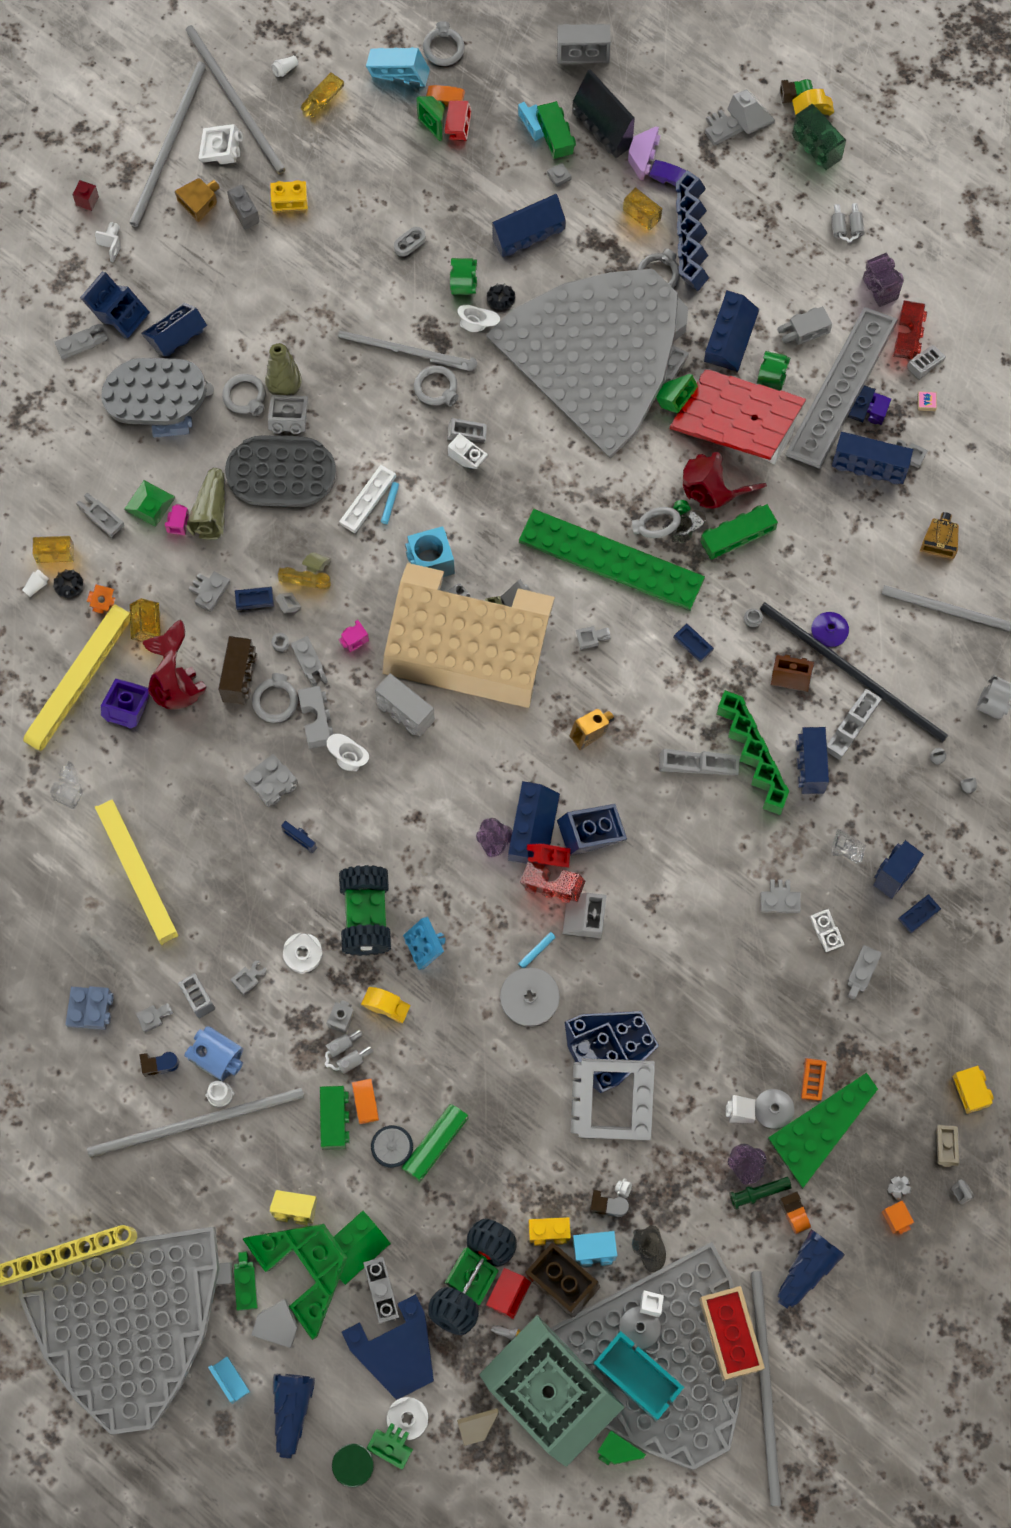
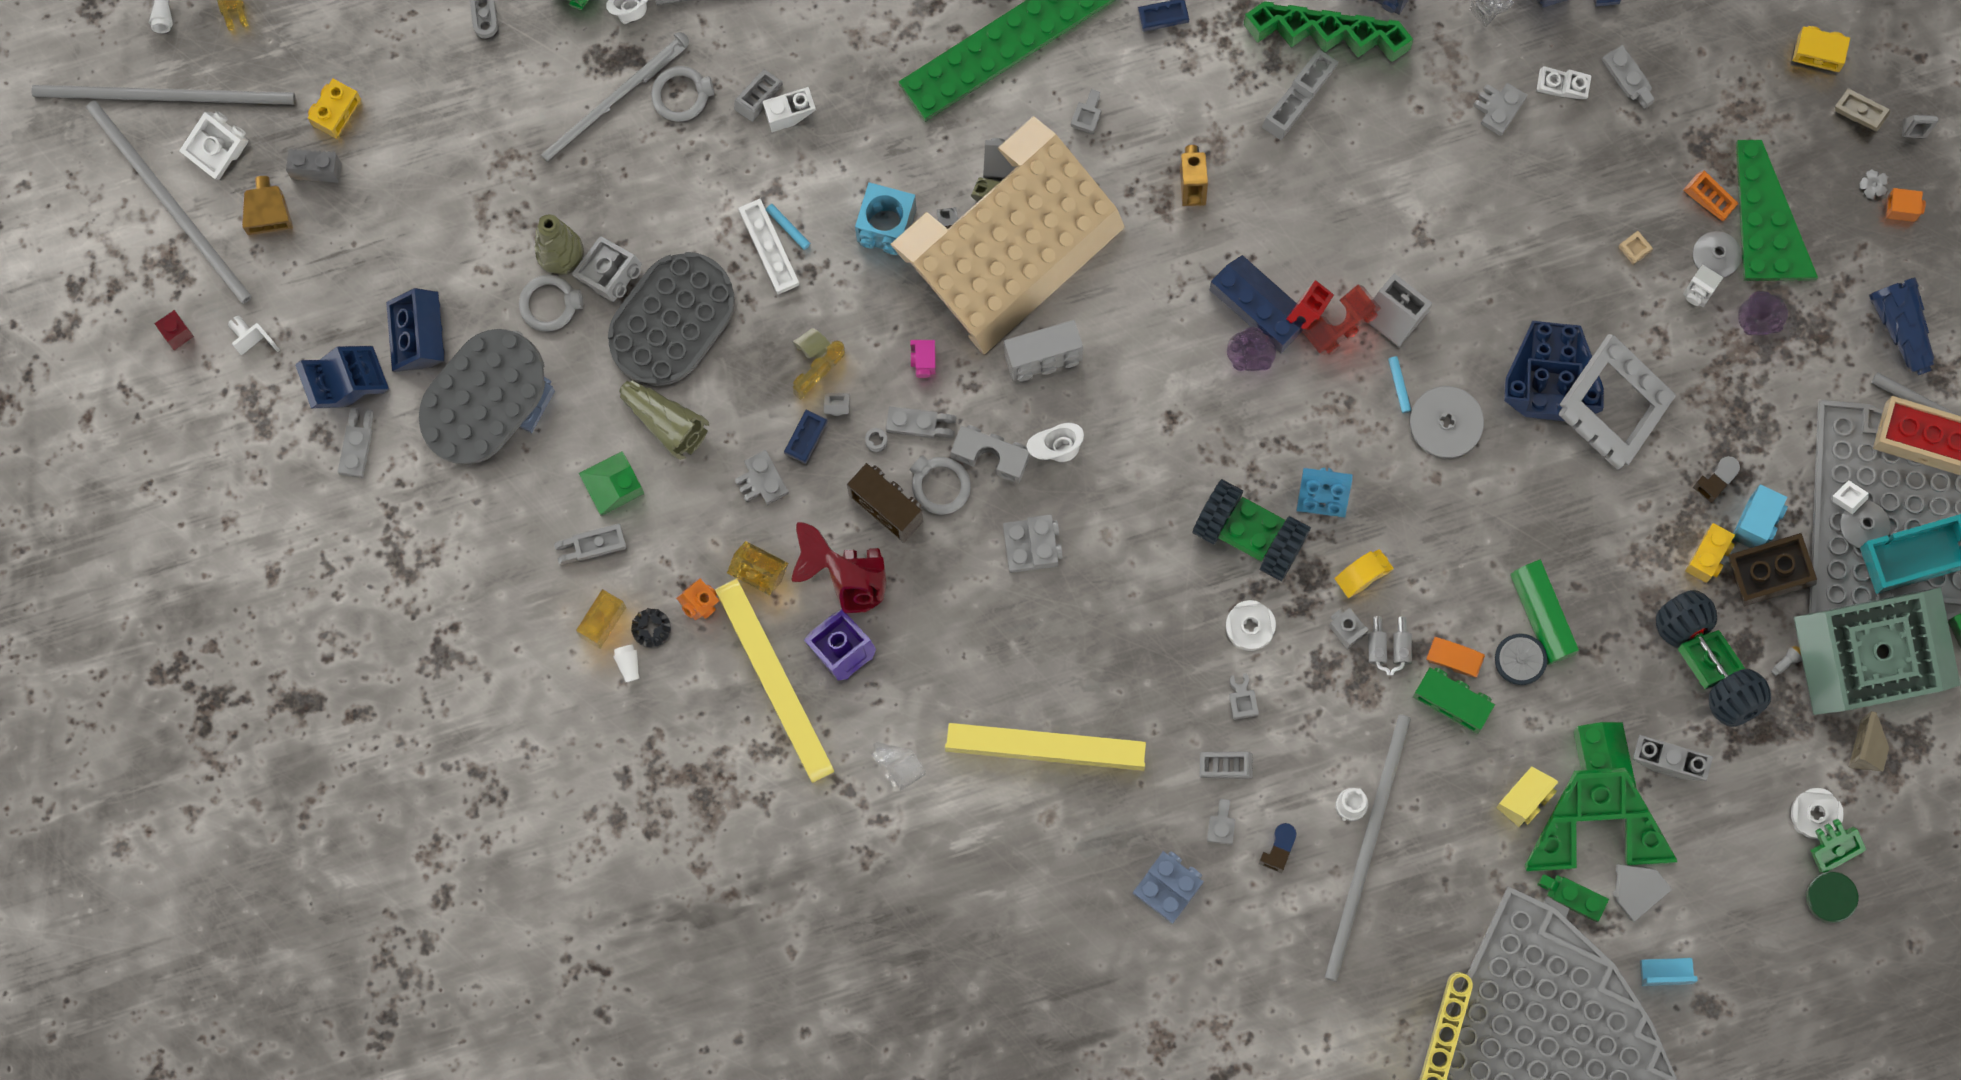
camera: 55 degrees left, 5 degrees up
(177, 520) = (656, 463): dark pink brick -> none
(215, 1054) = (1311, 779): medium blue cylinder -> none
(290, 1408) = (1739, 924): dark blue cone -> none
(299, 836) = (1116, 551): dark blue plate -> none
(398, 1357) = (1749, 782): dark blue wedge -> none
(508, 1293) = (1749, 634): red brick -> none
(591, 829) = (1305, 246): dark blue slope -> none
(623, 1188) = (1709, 453): white plate -> none
(650, 1247) = (1787, 465): clear smoke piece -> none
(740, 1049) = (1635, 247): none -> tan tile
(751, 1194) = (1794, 331): dark green pin -> none
(795, 1212) = (1838, 301): leg -> none

